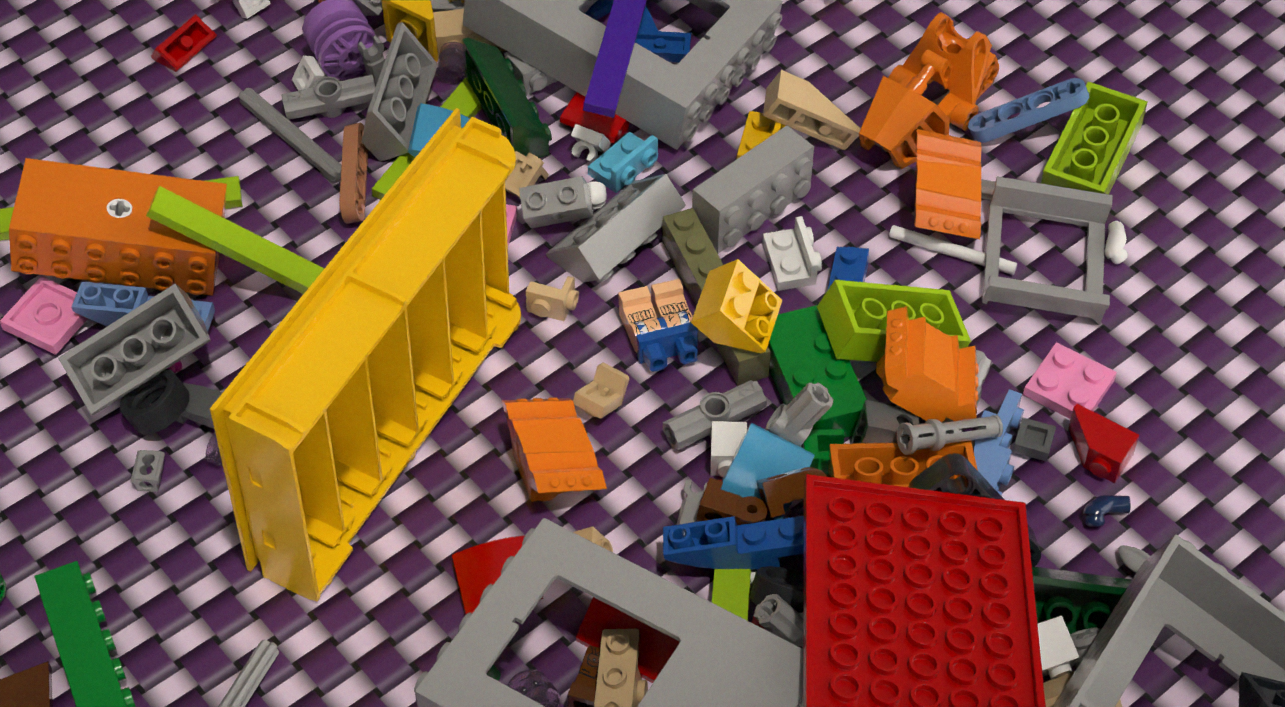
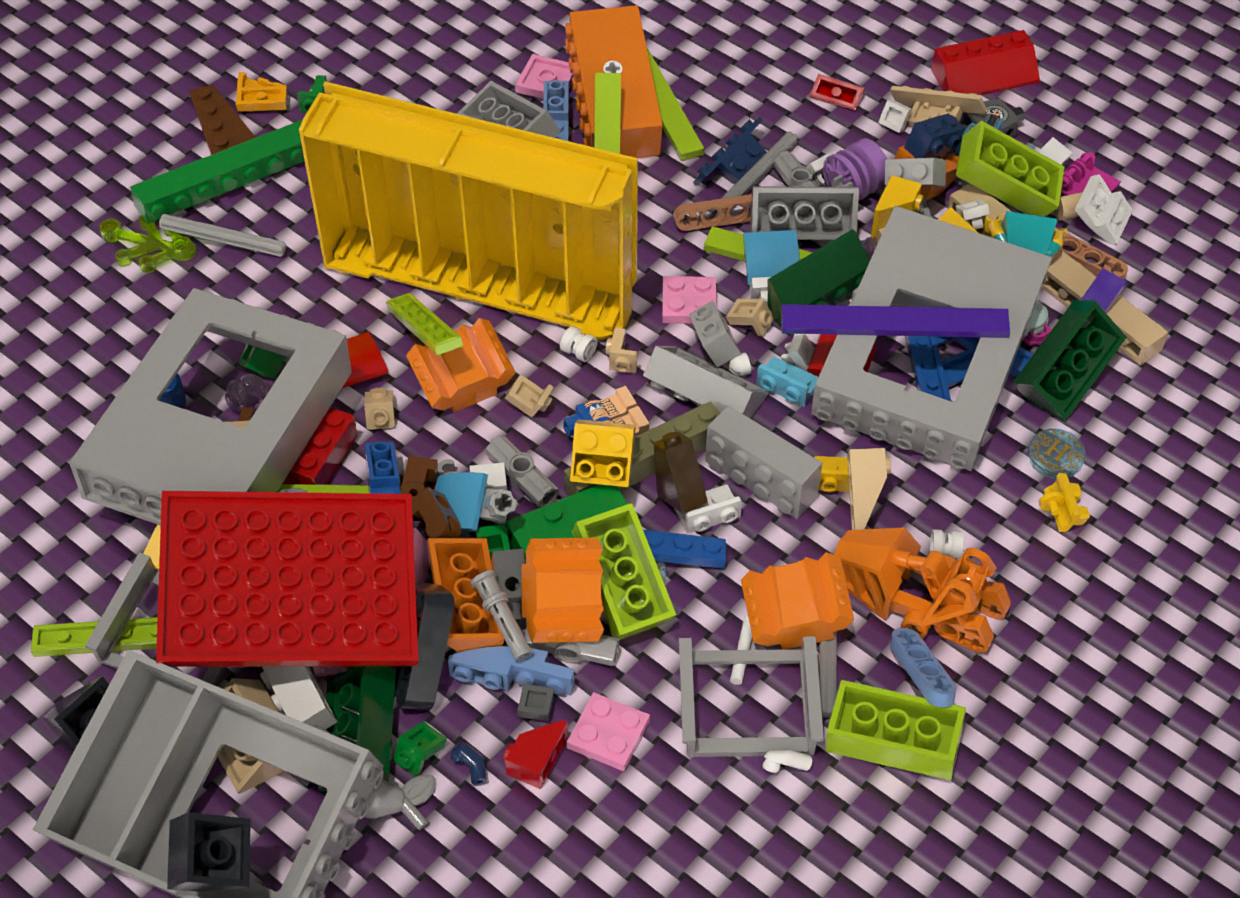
camera: 80 degrees right, 0 degrees up
(259, 150) = (738, 157): none -> dark blue bracket
(489, 468) = (424, 324): none -> lime tile
(529, 337) = (581, 345): none -> white wheel
(772, 251) = (678, 472): none -> dark brown slope
(869, 73) = (947, 543): none -> white wheel
(1087, 551) = (417, 746): none -> green bracket

